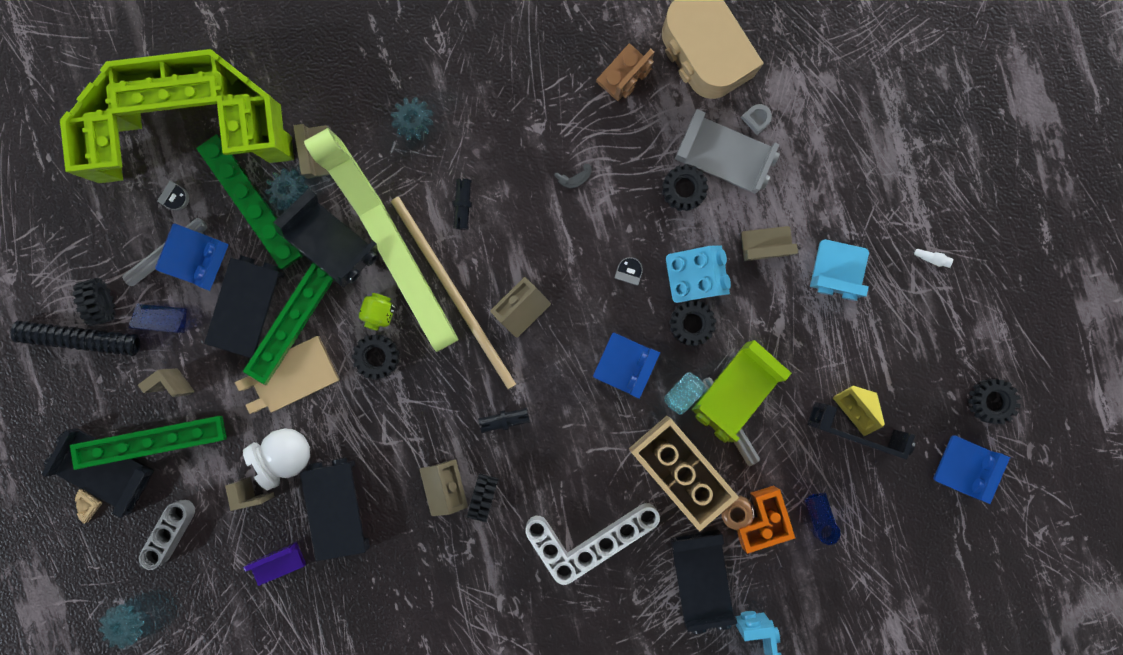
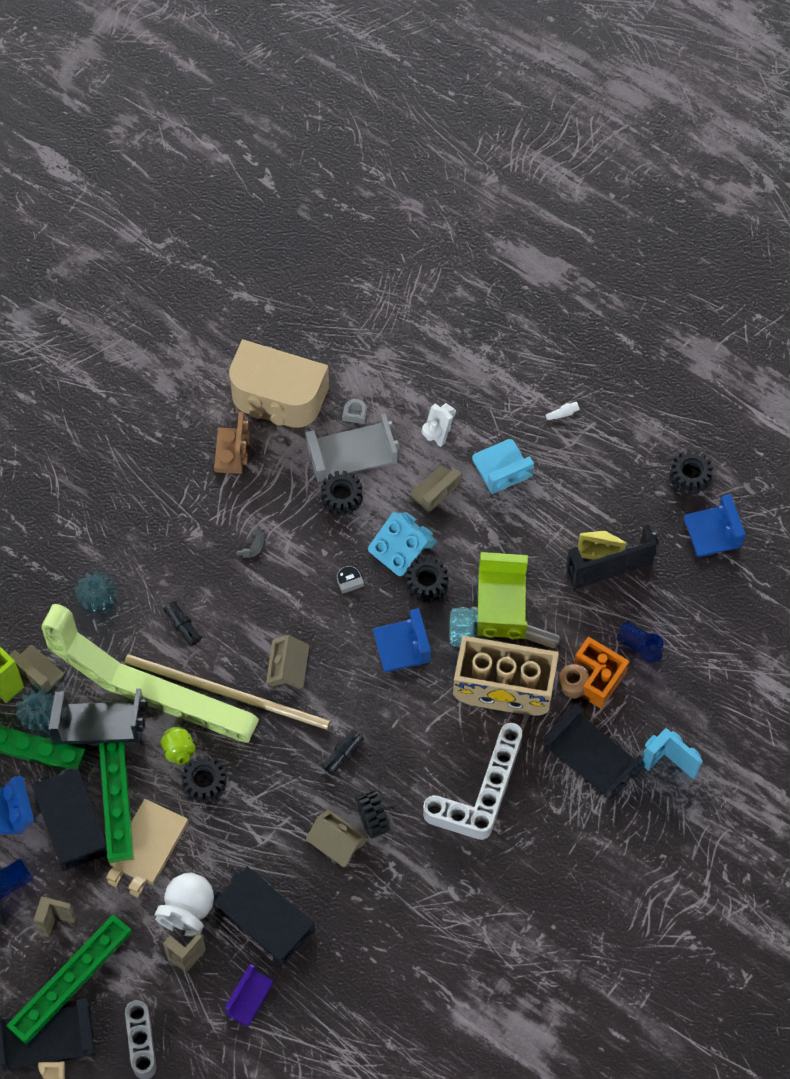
camera: 35 degrees left, 25 degrees down
(817, 190) = (438, 423): none -> white hips

